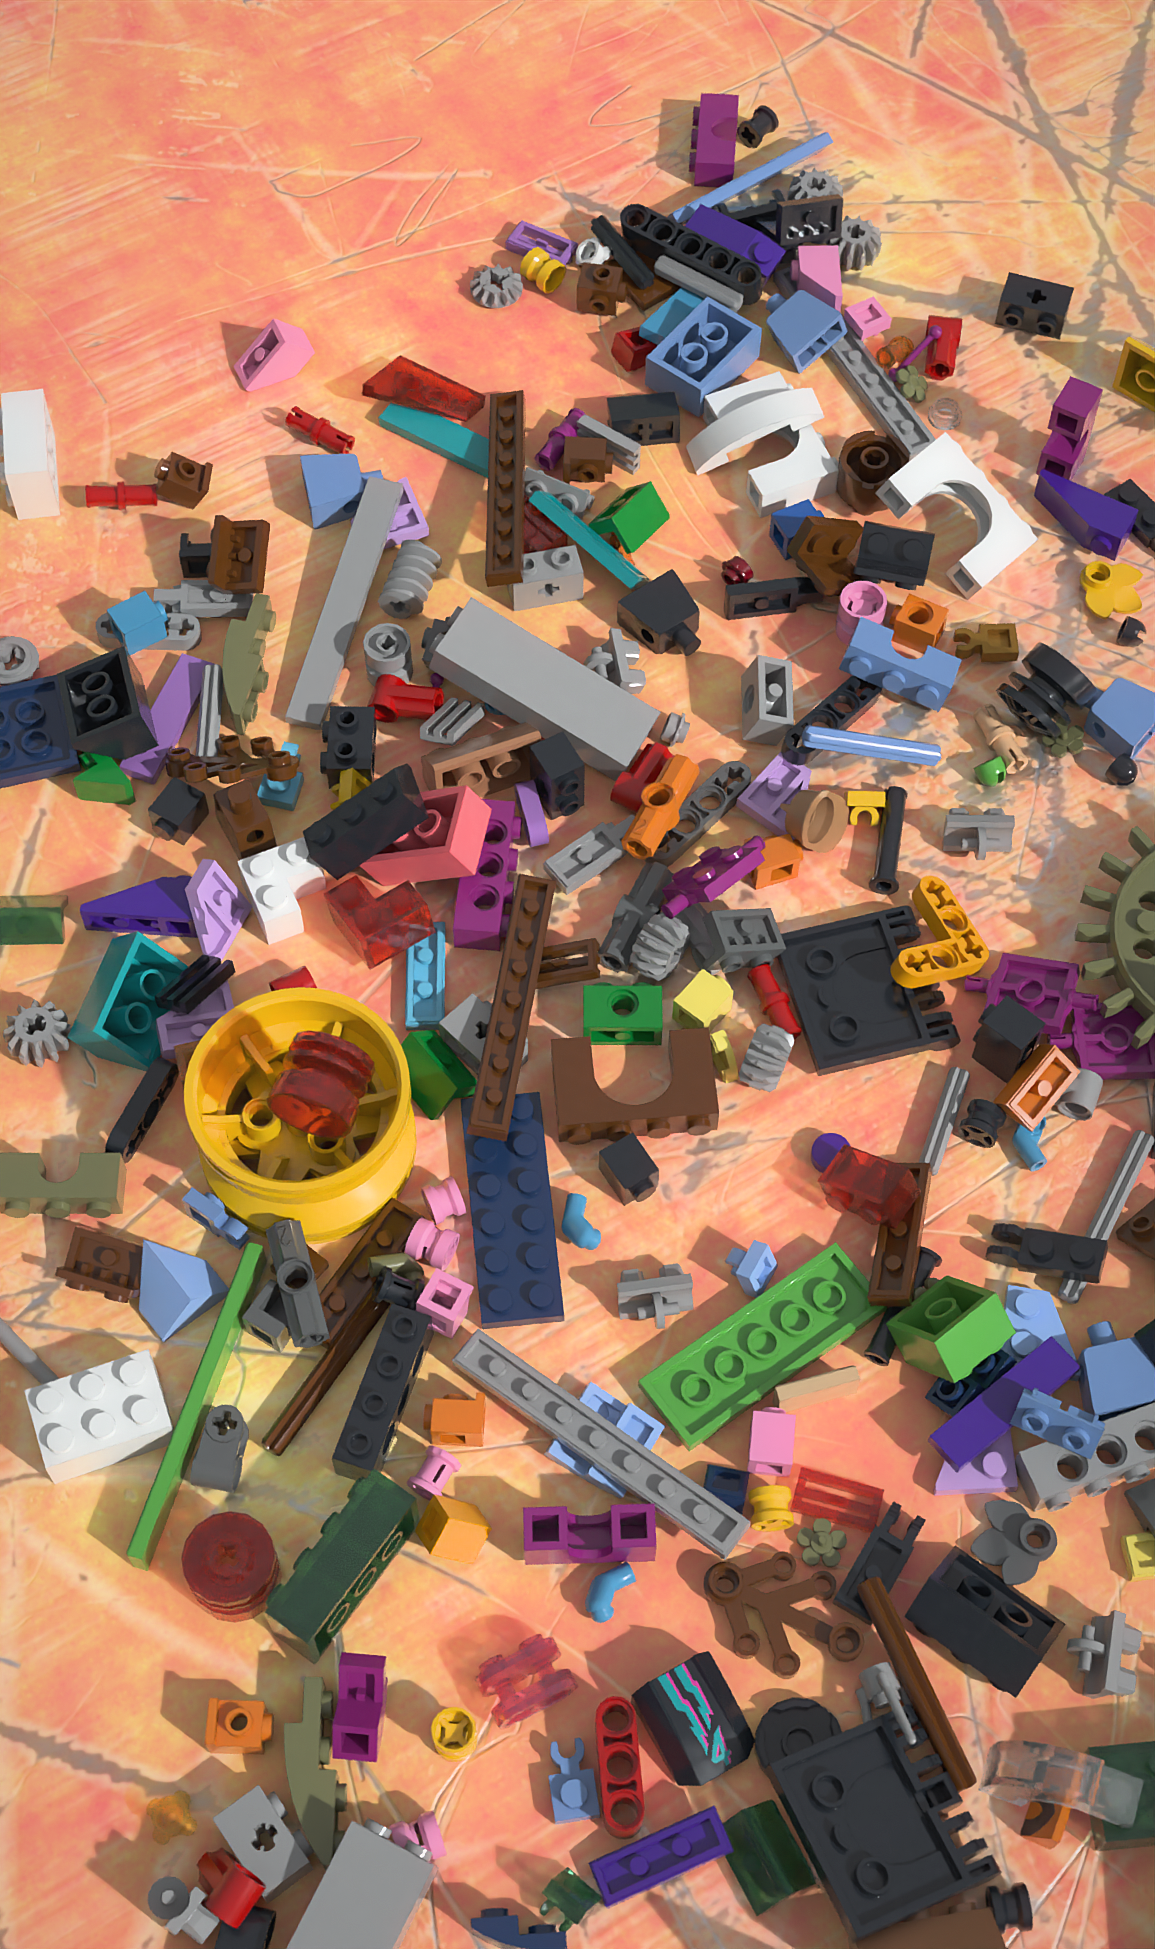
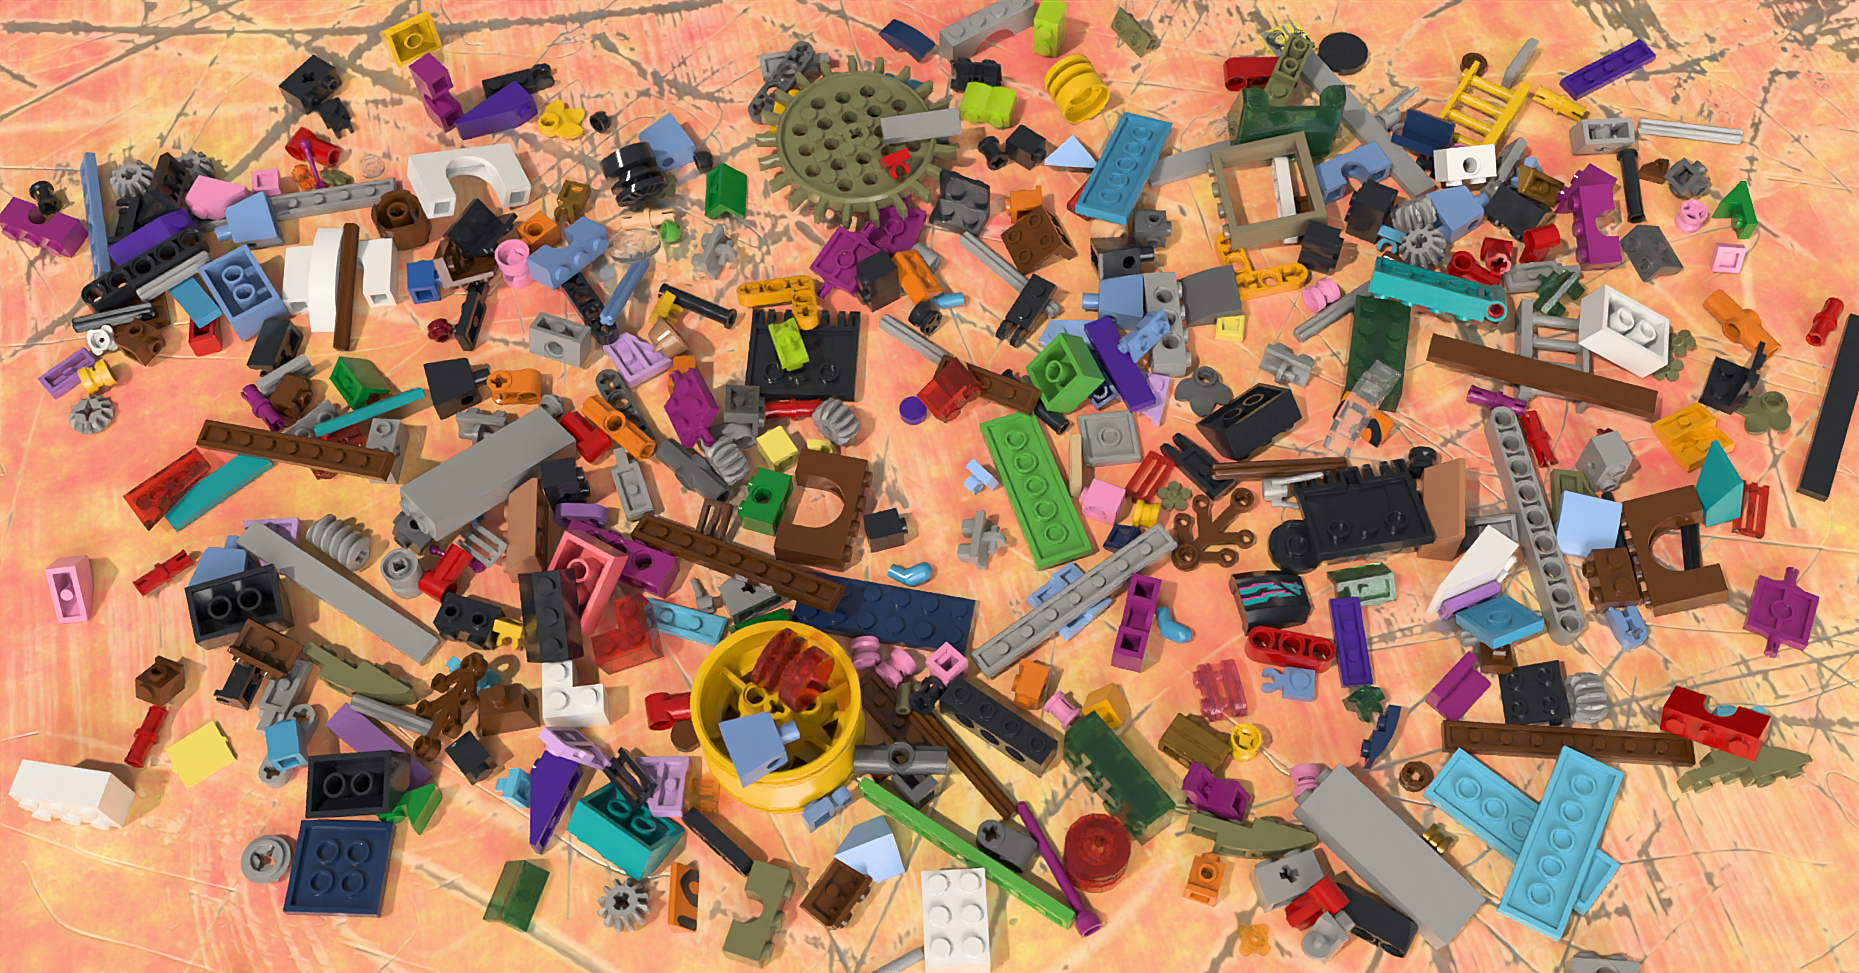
camera: 70 degrees left, 0 degrees up
(62, 1094) = (683, 898): none -> orange slope
(118, 554) = (200, 755): none -> light yellow piece
(144, 1583) = (1086, 921): none -> magenta piece
(152, 865) = (515, 787): none -> medium azure tile
(217, 1080) = (757, 745): none -> medium blue torso
(299, 513) = (224, 604): none -> black slope
(428, 1665) = (1189, 742): none -> pearl gold brick
(458, 989) = (704, 603): none -> light grey hand
(686, 679) = (517, 387): none -> orange piece
(751, 451) = (346, 287): none -> reddish brown axle
(856, 958) = (788, 344): none -> lime hips
(882, 1427) = (1108, 439): none -> light grey tile
(949, 735) = (634, 245): none -> clear tile
(1003, 348) = (335, 116): none -> black plate
(1083, 816) = (725, 192): none -> green panel

